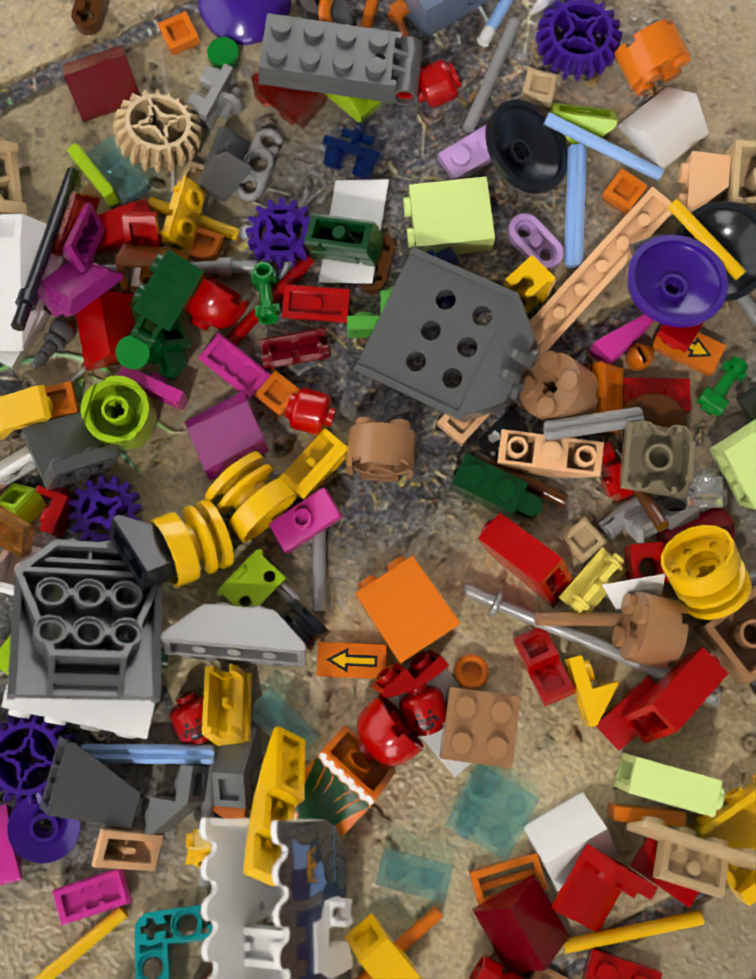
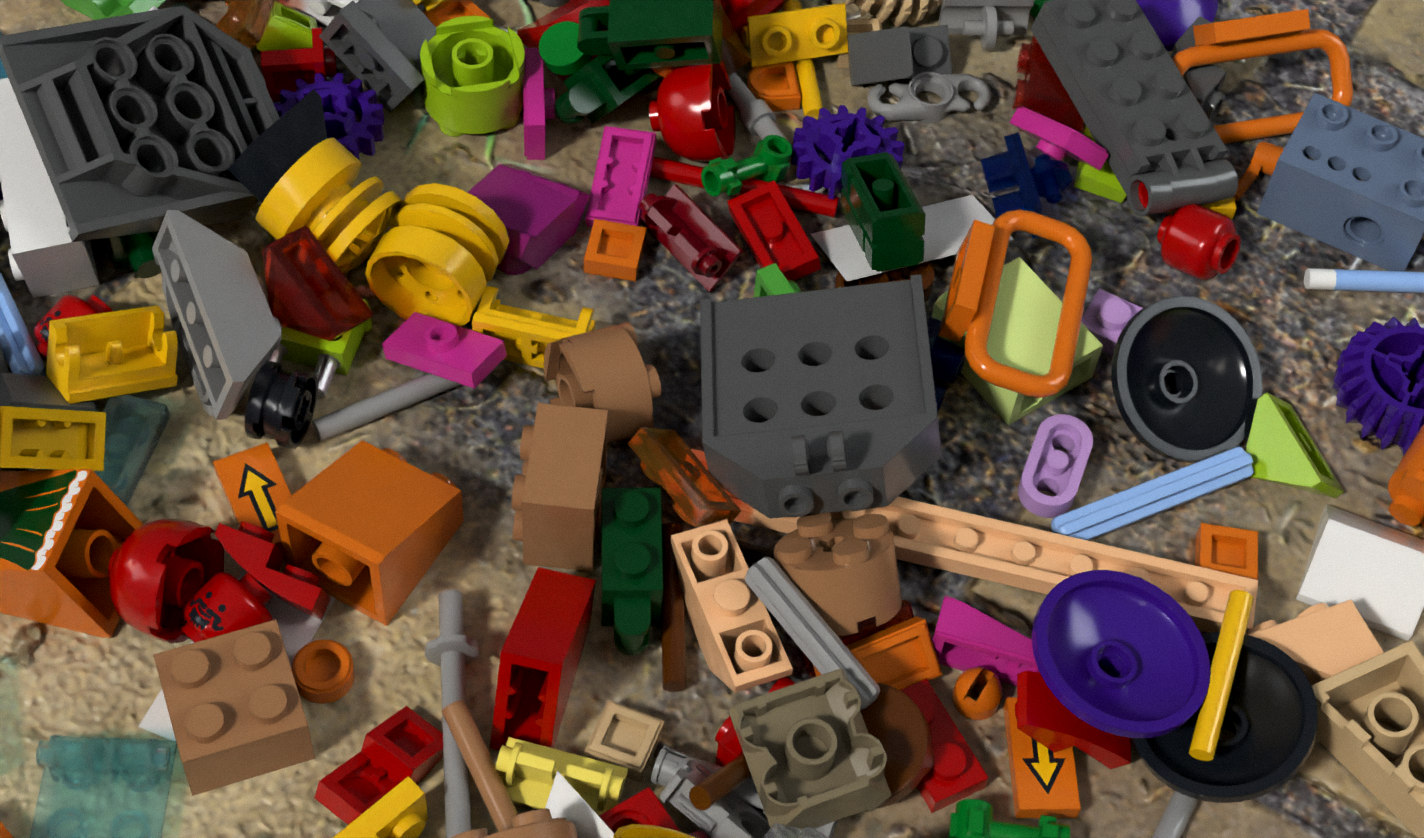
camera: 55 degrees right, 25 degrees down
(246, 577) = (309, 288): none -> clear red slope
(310, 411) = (610, 283): red head -> none
(338, 115) = (1059, 139): none -> dark pink plate
(426, 222) = (976, 288): none -> orange bar
(436, 501) = (561, 486): none -> medium nougat brick
(463, 437) = (675, 467): none -> clear orange plate
(491, 75) = (1299, 308): light grey bar -> none
(531, 282) = (971, 458): yellow hinge -> none
(539, 87) = (1298, 376): tan tile -> none
(604, 146) = (1270, 491): light blue bar -> none

